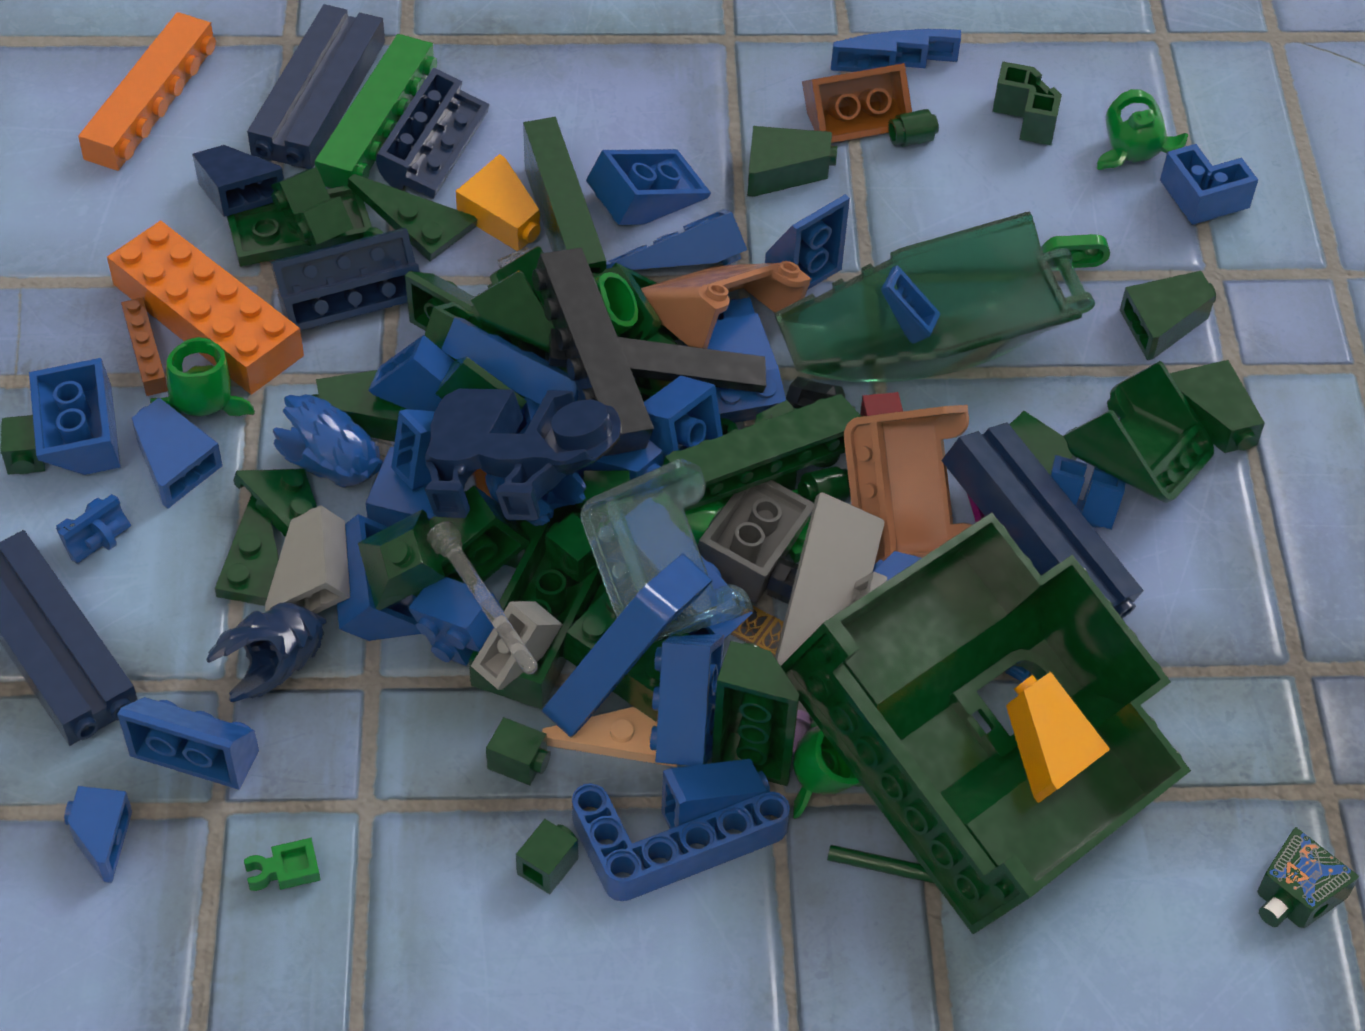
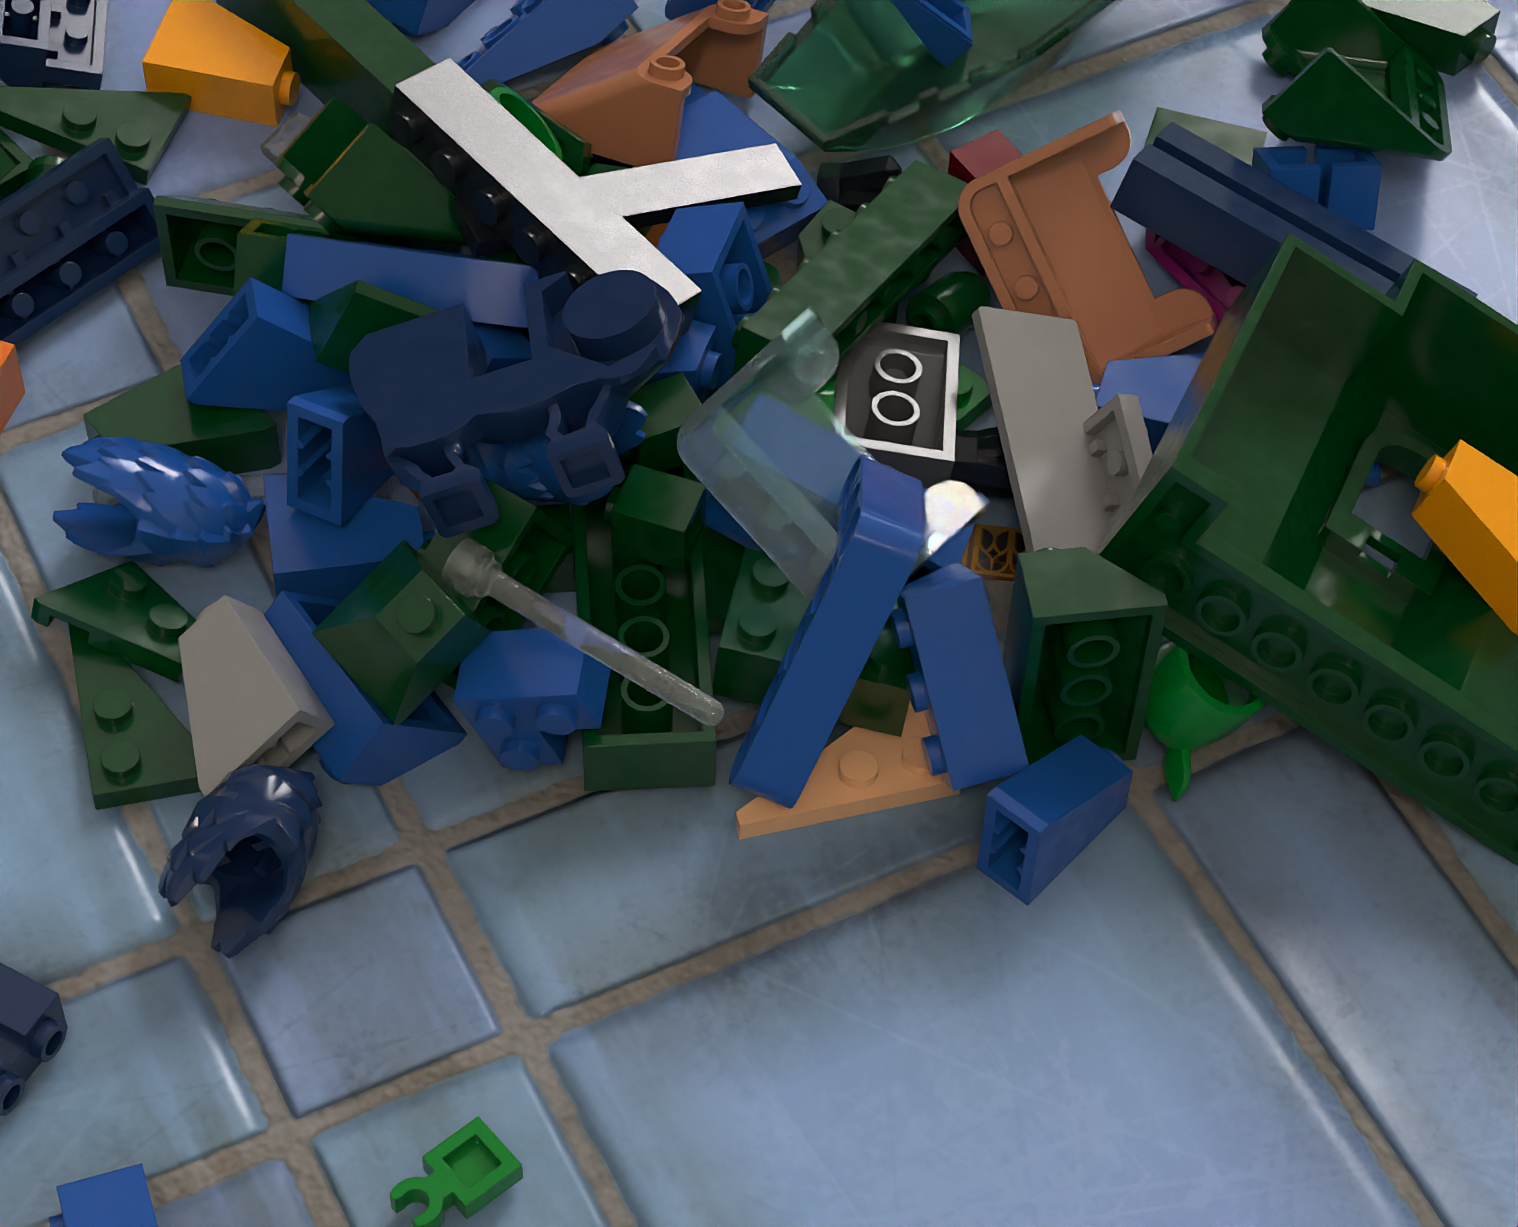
camera: 25 degrees left, 0 degrees up
(188, 741) = (194, 1047): blue slope -> none
(517, 751) = (722, 860): dark green brick -> none
(536, 630) = (637, 723): light grey slope -> none
(547, 855) = (857, 997): dark green brick -> none
(673, 843) = (1035, 909): blue beam -> none
(878, 863) = (1336, 816): dark green bar -> none

